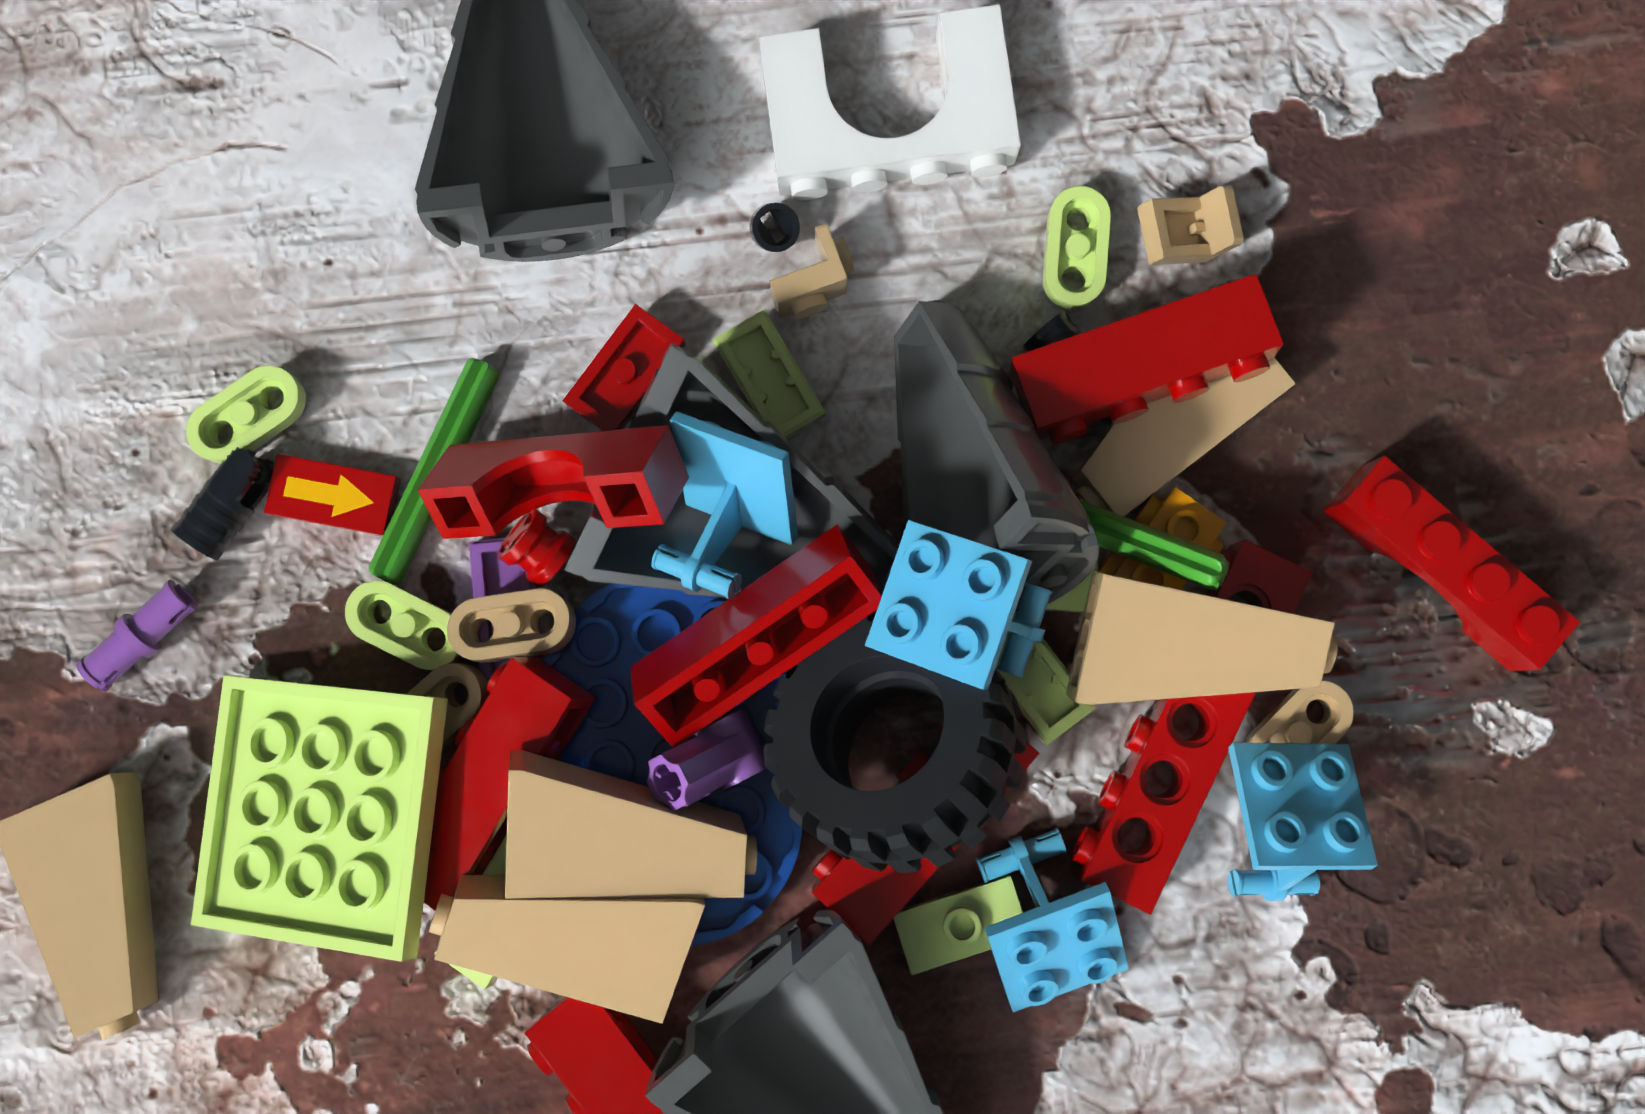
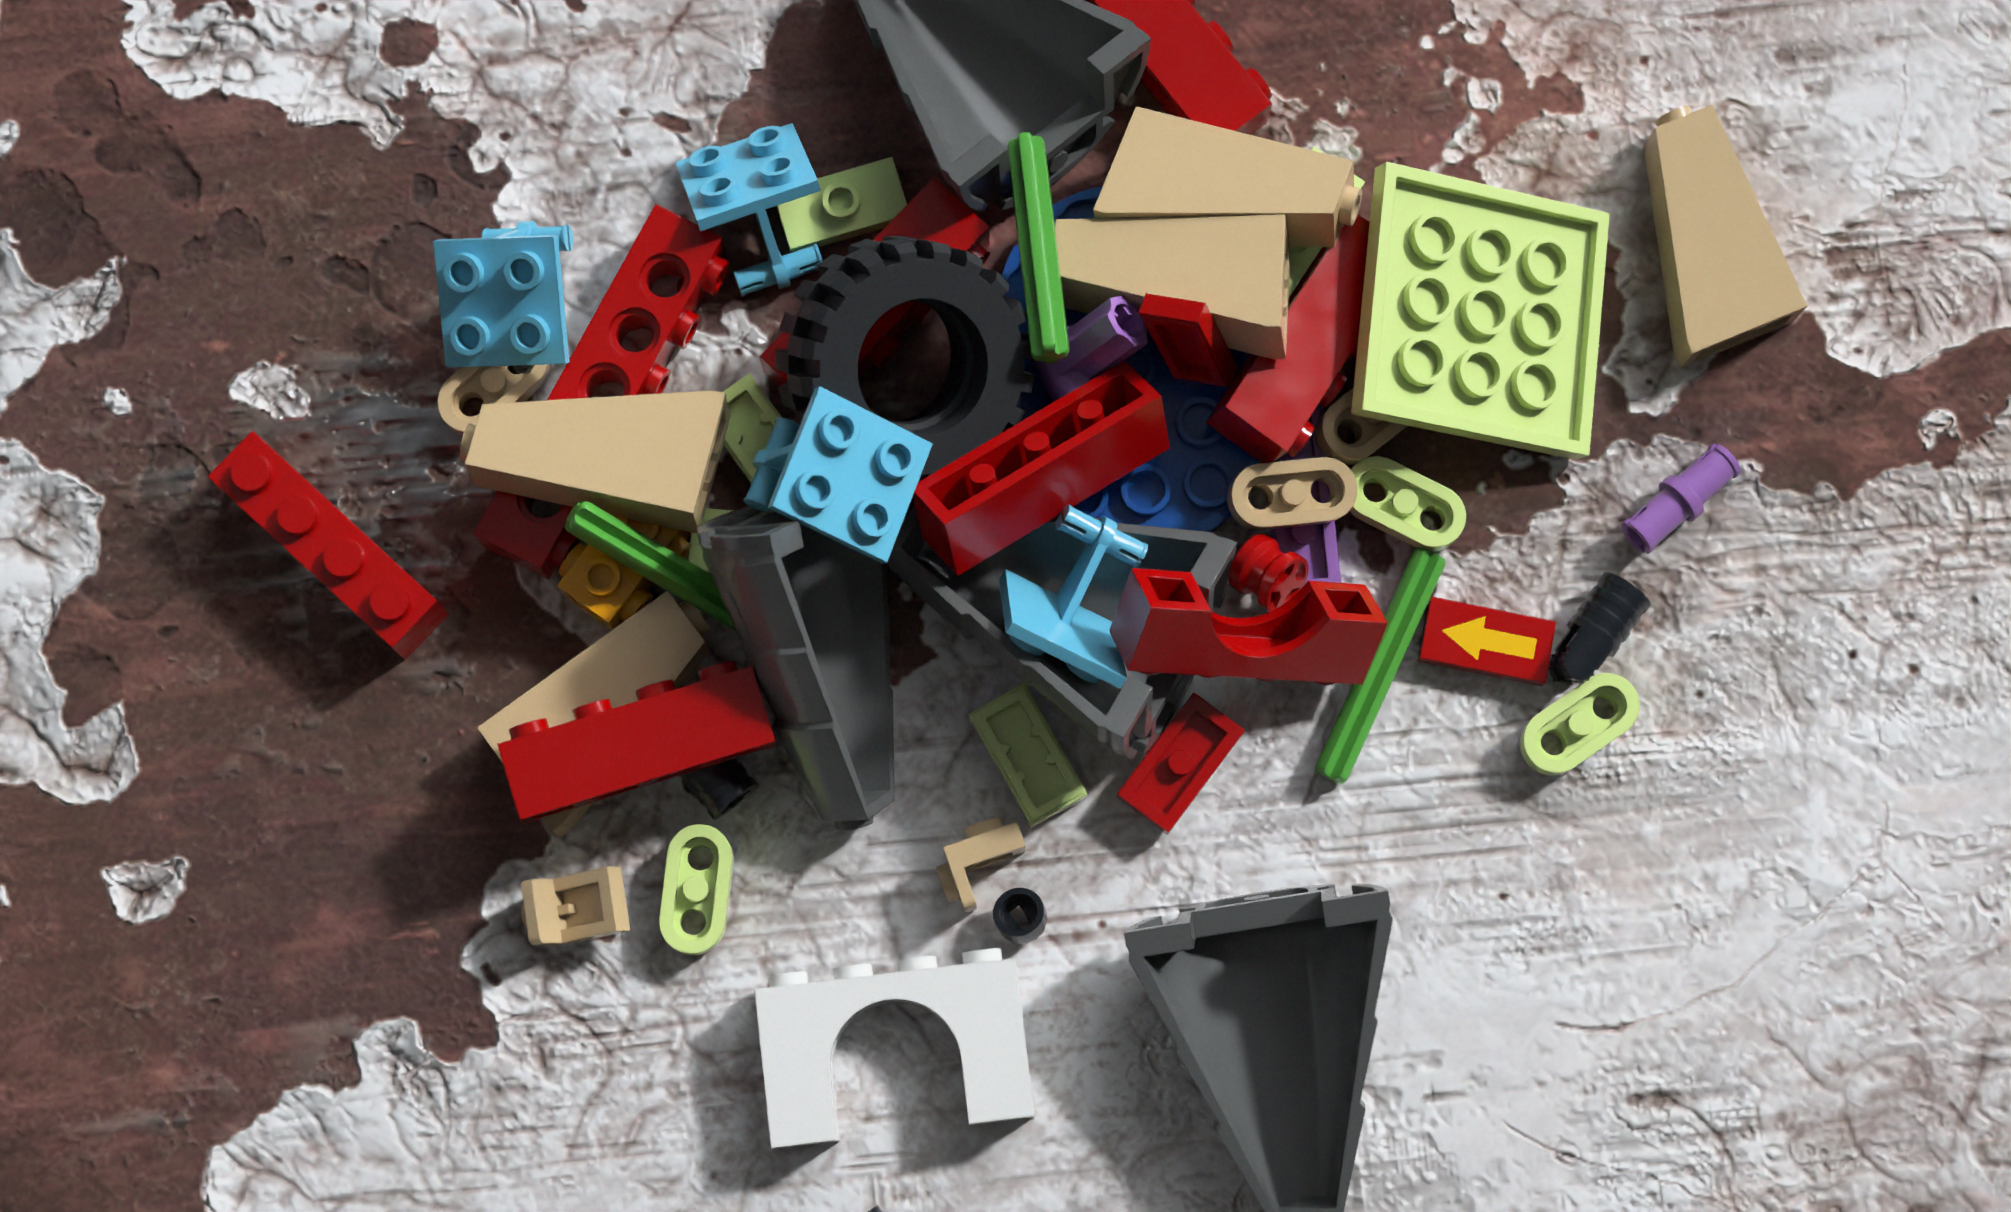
camera: 175 degrees right, 5 degrees down
(608, 769) = (1188, 340): none -> red tile
(761, 862) = (1038, 249): none -> bright green axle

